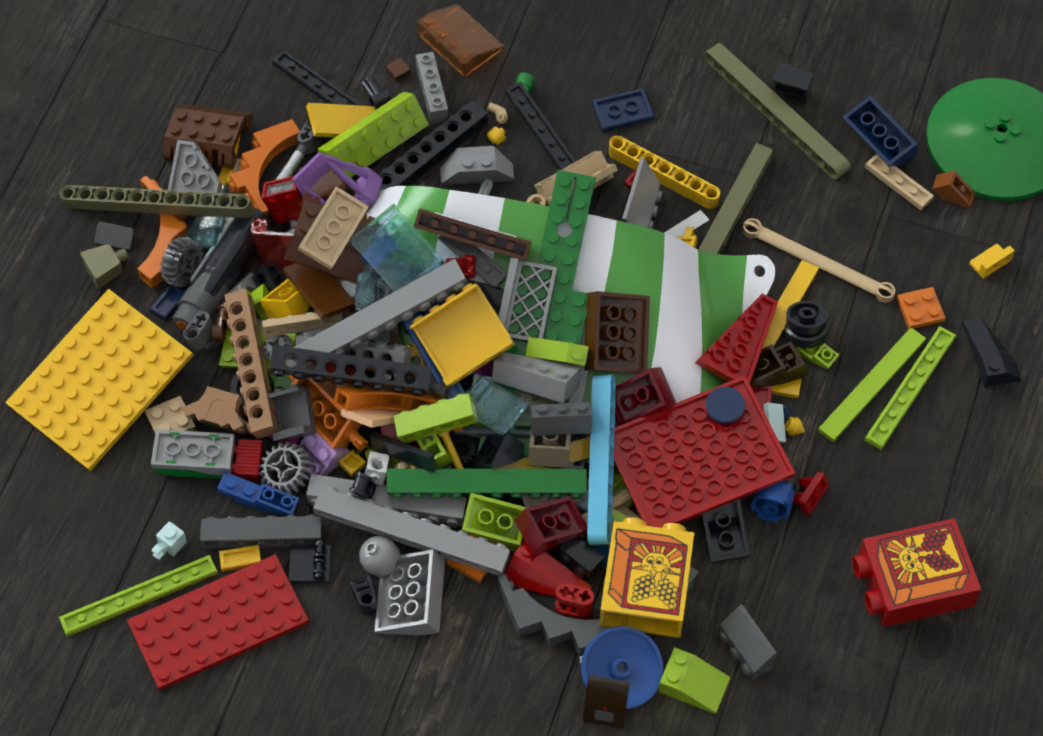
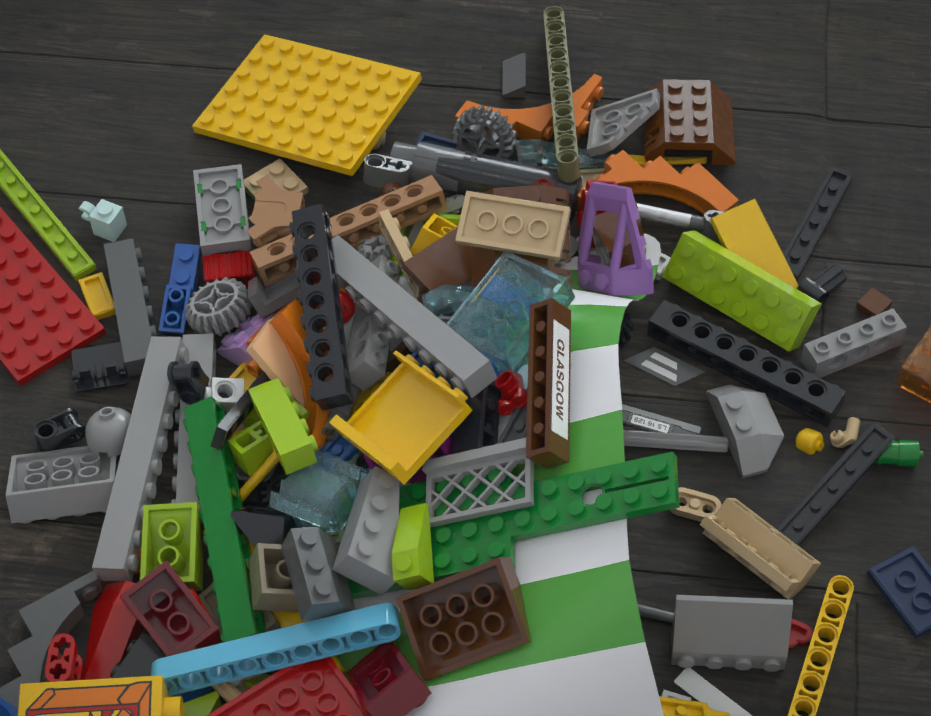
camera: 80 degrees right, 5 degrees down
(103, 263) = (470, 73): olive torso -> none

